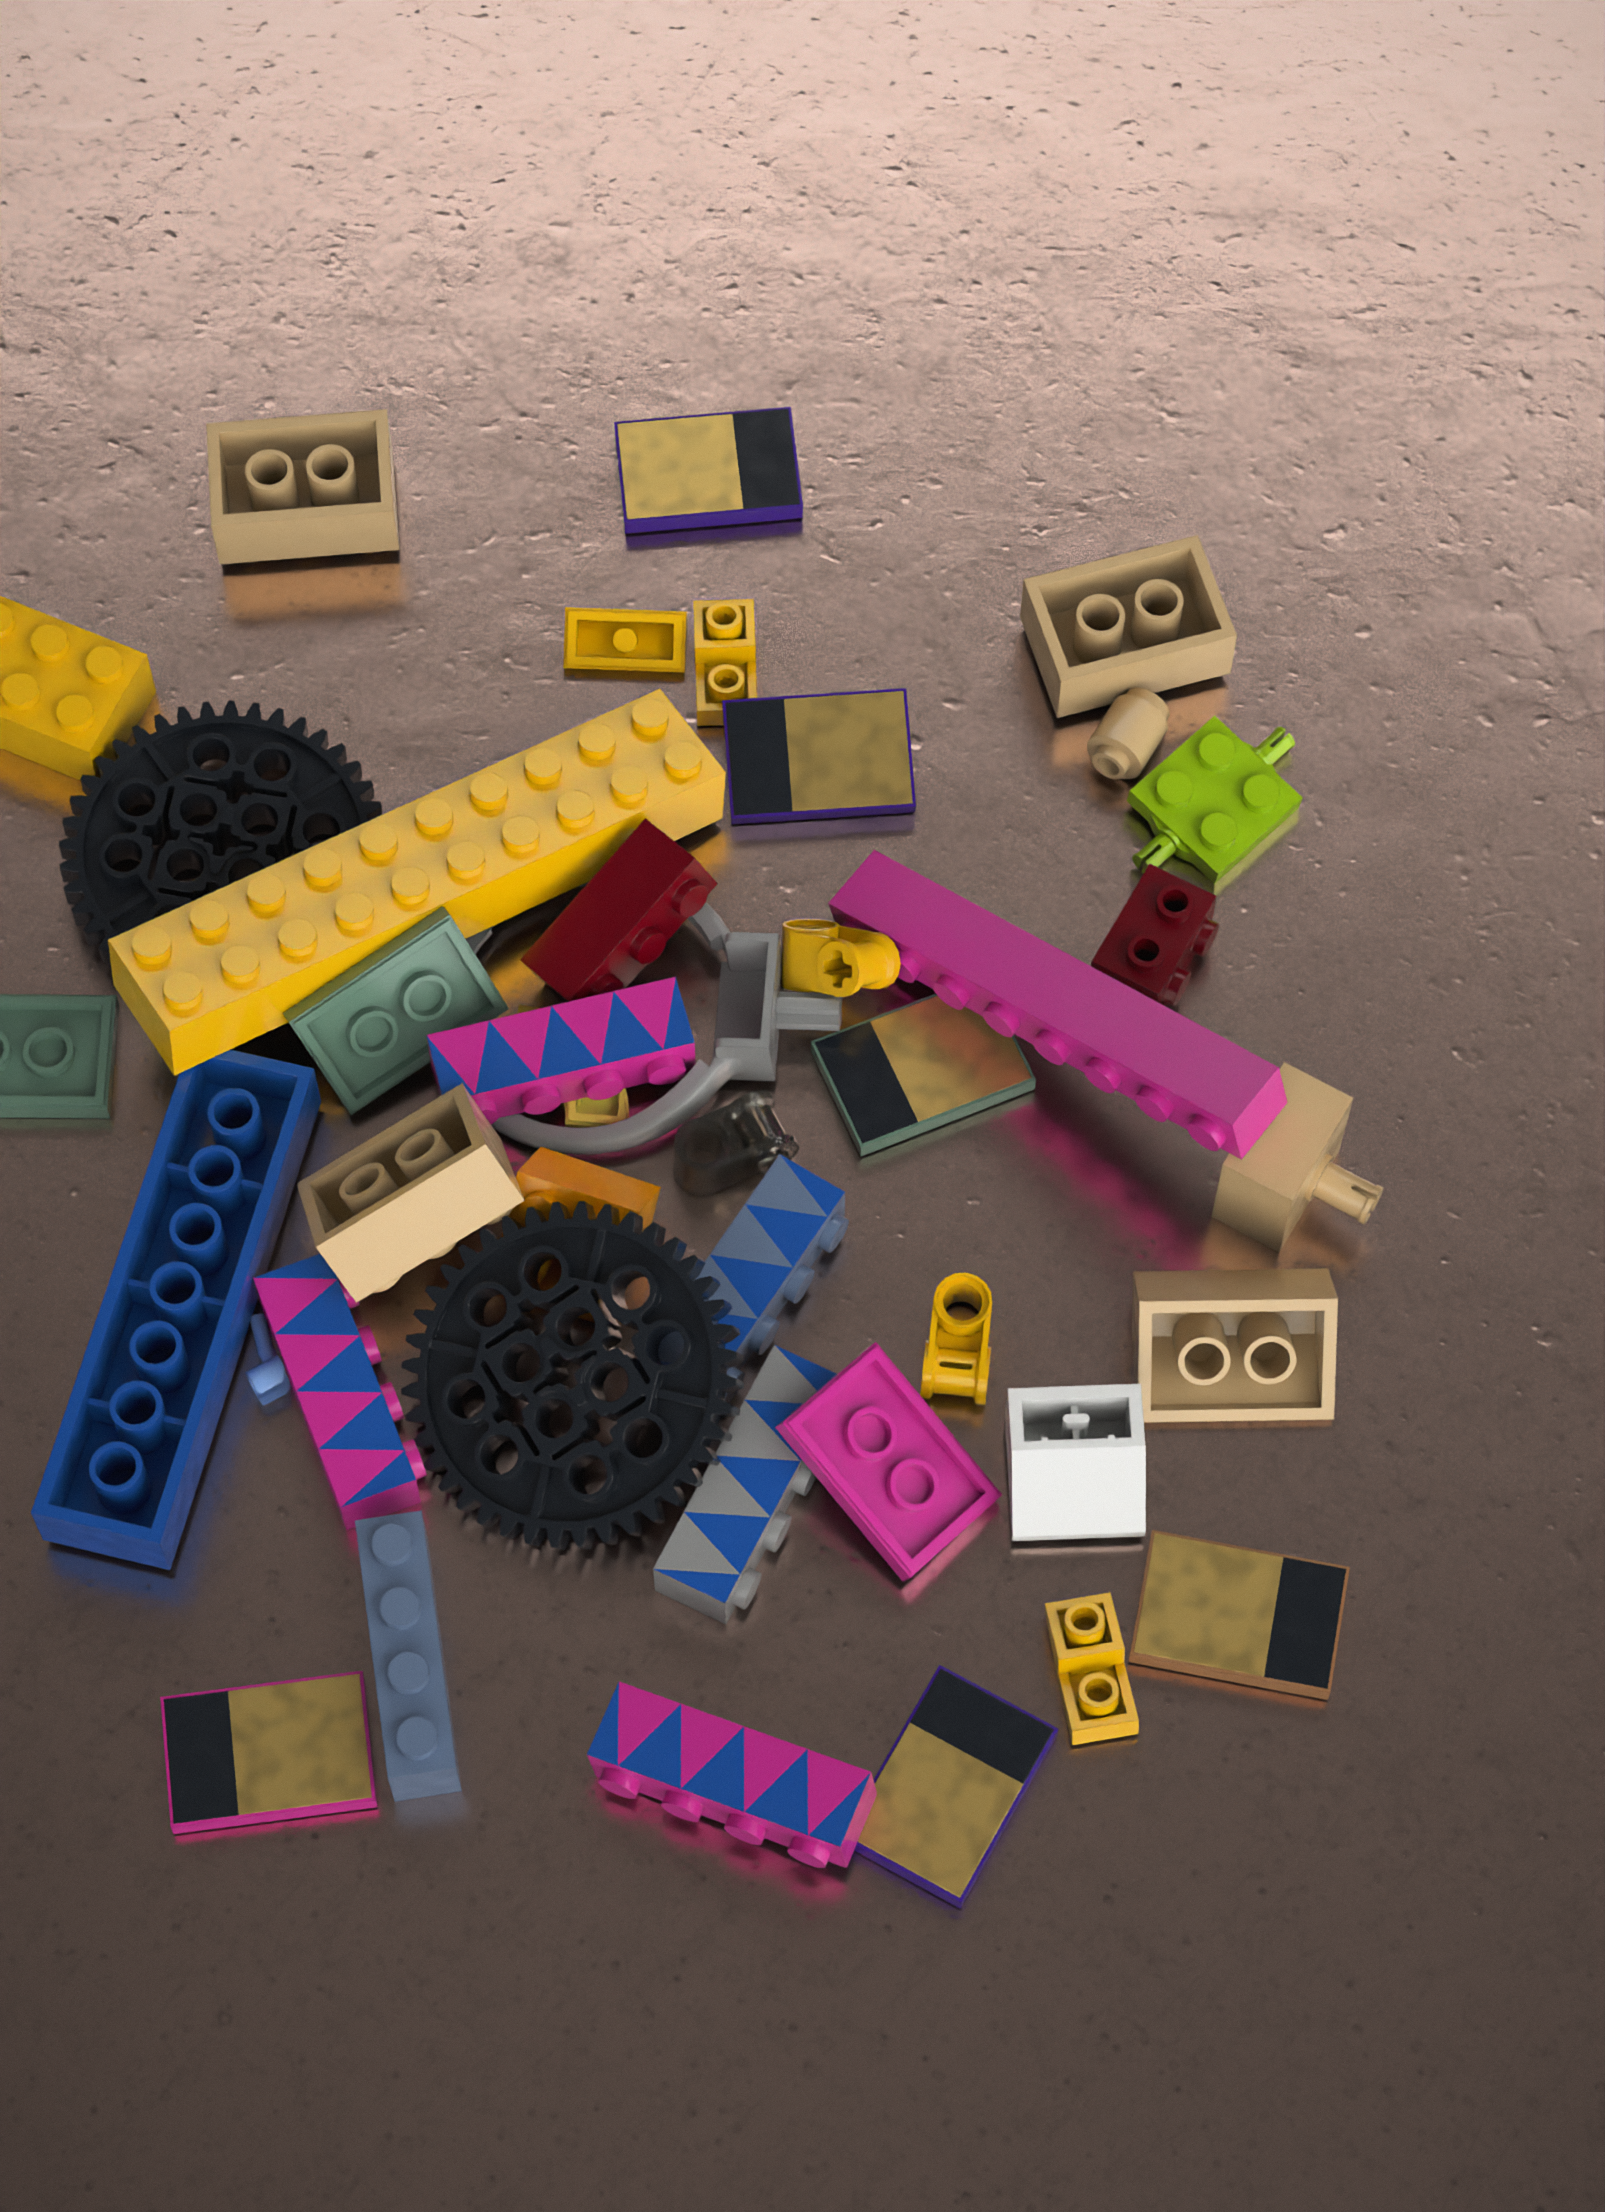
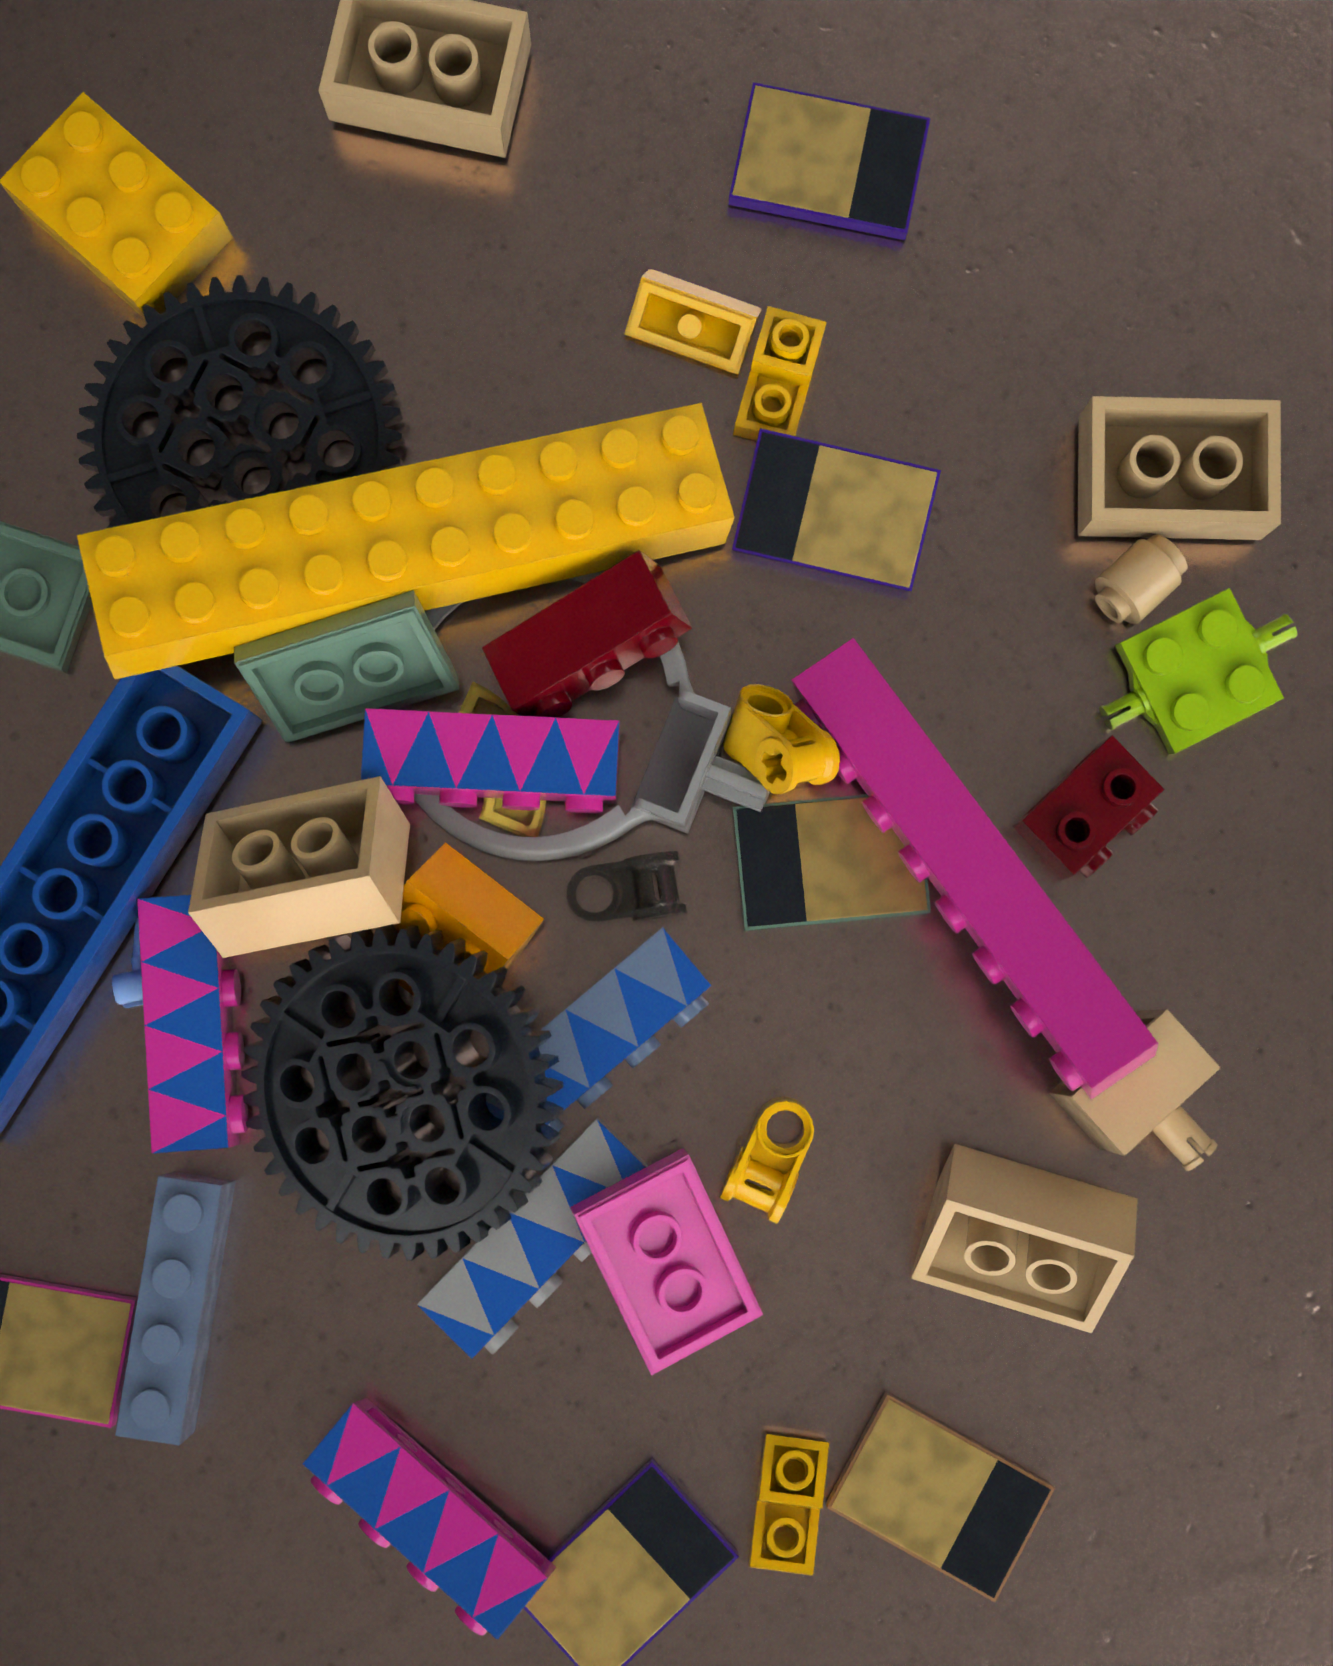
camera: 15 degrees right, 20 degrees up
(1076, 1462) = (839, 1315): white slope -> none

